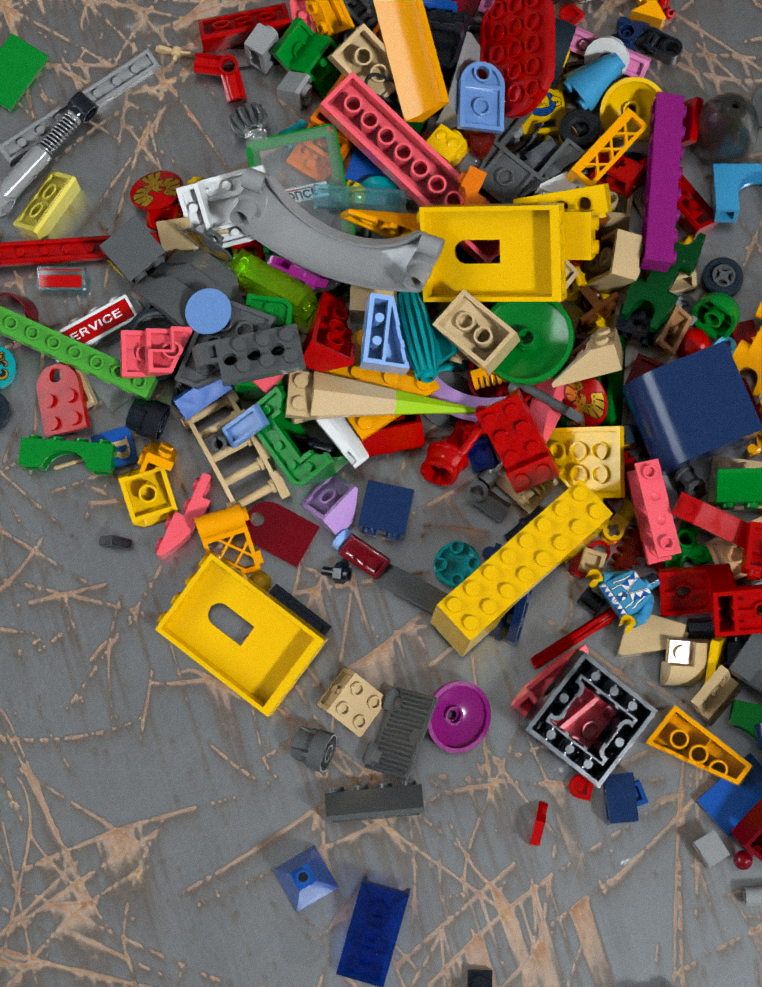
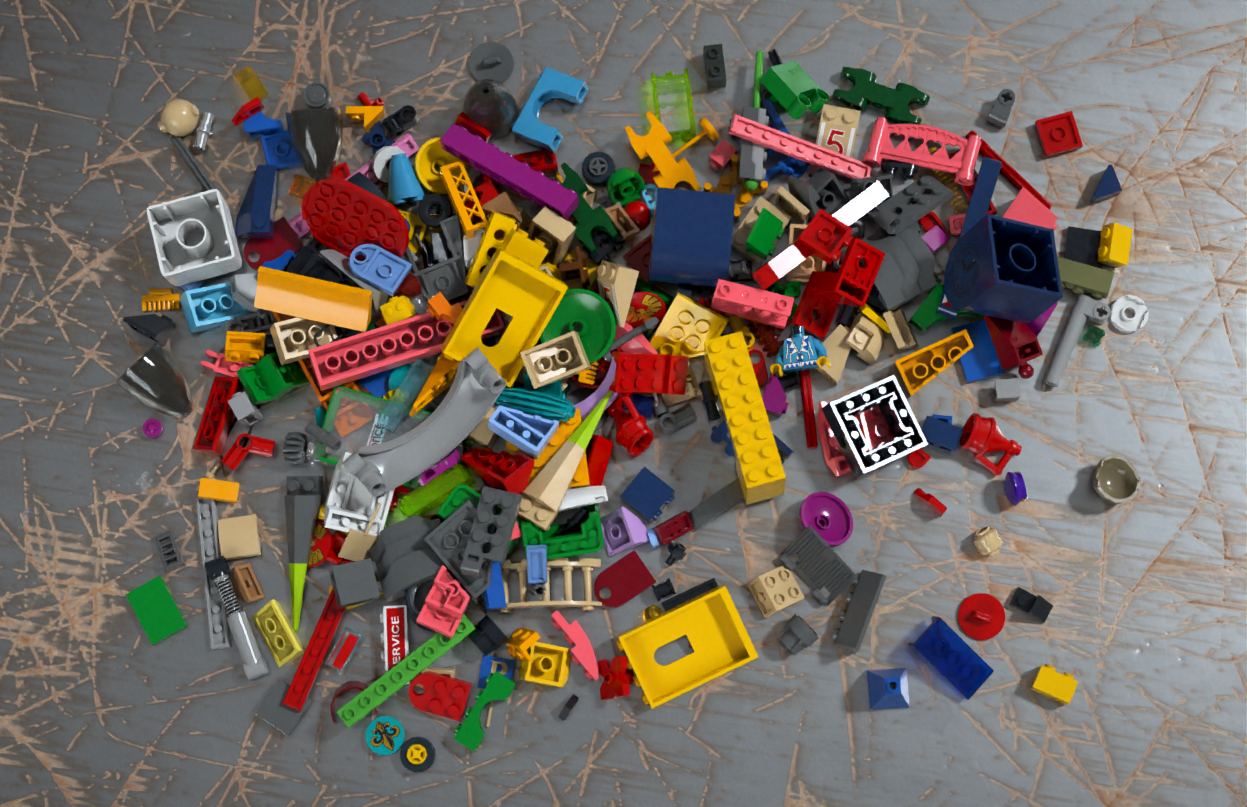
camera: 60 degrees left, 0 degrees up
(61, 57) = (168, 567): none -> dark grey slope
(82, 146) = (246, 584): none -> medium nougat slope
(127, 114) = (239, 537): none -> tan slope
(165, 67) = (218, 490): none -> light orange tile
(169, 575) = (616, 677): none -> red plant
(185, 161) = (301, 512): none -> dark grey plate
(207, 244) = (384, 522): dark grey shield -> none
(208, 311) = (437, 547): medium blue piece -> none
(224, 524) = (600, 617): light orange piece -> none
(272, 138) = (323, 436): none -> dark grey pin
(291, 579) = (663, 589): none -> black bush
(296, 89) = (290, 401): light grey slope -> none
(438, 944) = (981, 616): none -> red shield
(456, 562) = (712, 464): teal dish -> none
(525, 910) = (987, 541): none -> tan head
(564, 593) = (774, 397): none -> magenta slope
(591, 560) = (761, 366): tan tile -> none
(602, 913) = (1015, 488): none -> dark purple piece
(622, 196) = (503, 204): none -> medium nougat slope
(642, 848) = (983, 436): none -> red piece

